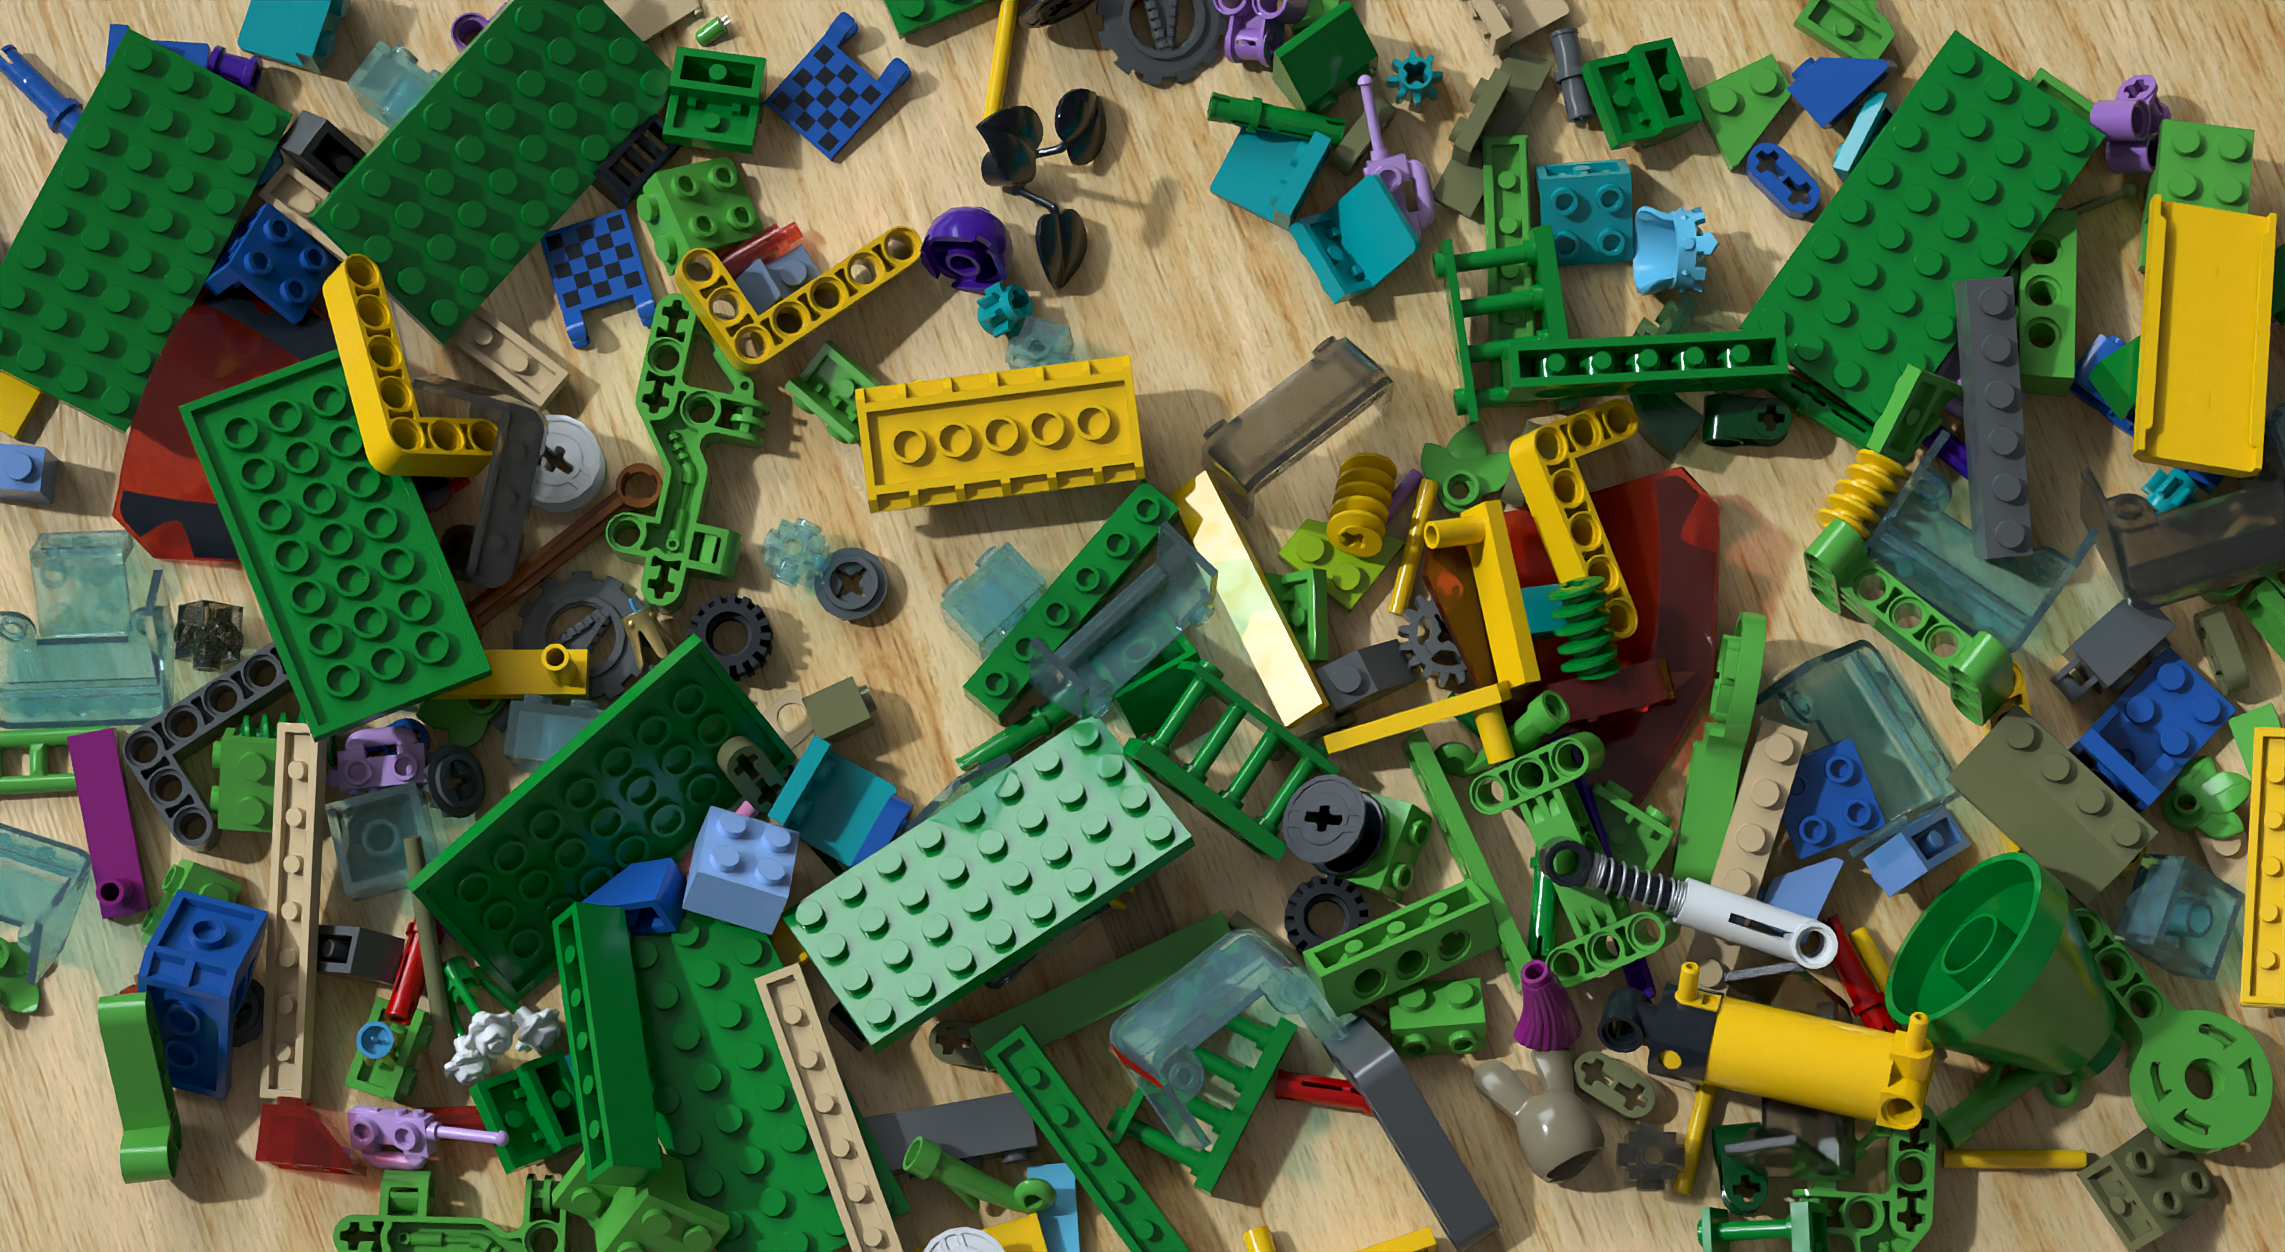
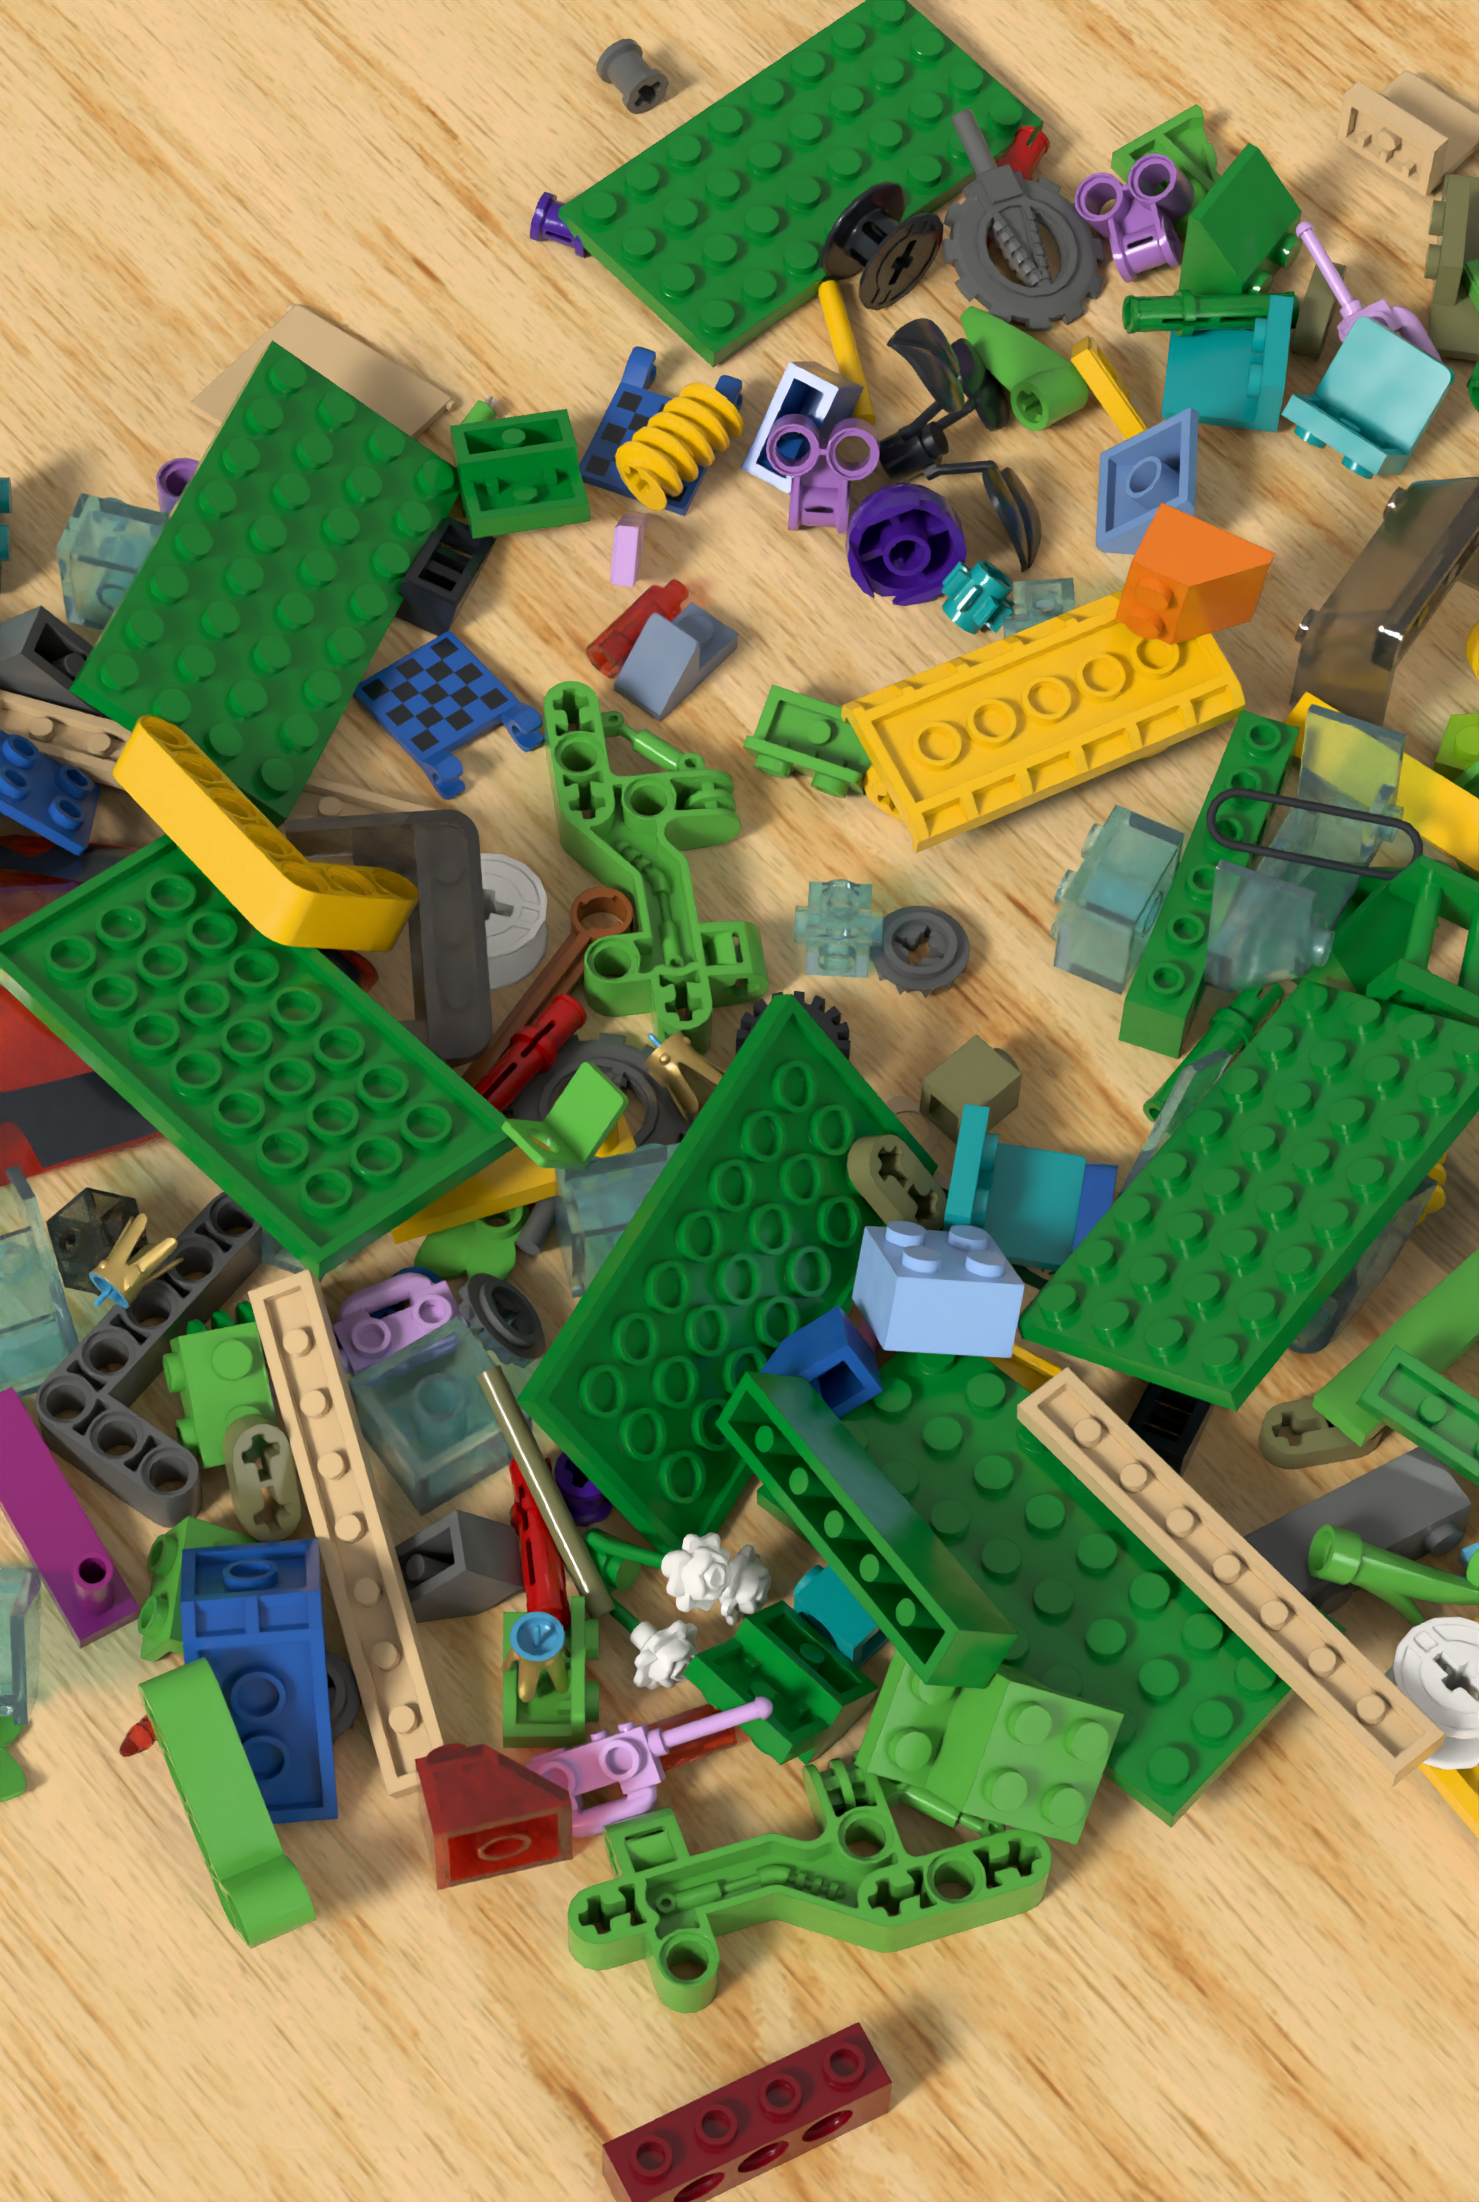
camera: 25 degrees left, 20 degrees down
(213, 670) = (124, 1279): none -> pearl gold piece
(244, 849) = (247, 1481): none -> olive beam
(528, 680) = (574, 1124): none -> bright green bracket
(577, 562) = (531, 1051): none -> red pin
(696, 209) = (535, 603): bright green bracket -> none
(772, 184) = (628, 548): none -> lavender tile
(799, 304) = (687, 698): yellow beam -> none
(836, 113) = (677, 443): none -> yellow piece
(930, 169) = (821, 476): none -> medium lavender piece
(939, 117) = (808, 391): none -> slope
(1094, 558) = (1316, 807): none -> black piece
(1118, 388) = (1191, 579): none -> orange slope
(1122, 132) = (1039, 379): none -> bright green piece
(1168, 257) = (1142, 474): none -> medium blue slope
(1174, 156) = (1107, 386): none -> yellow tile
(1417, 91) = (1351, 234): teal gear -> none

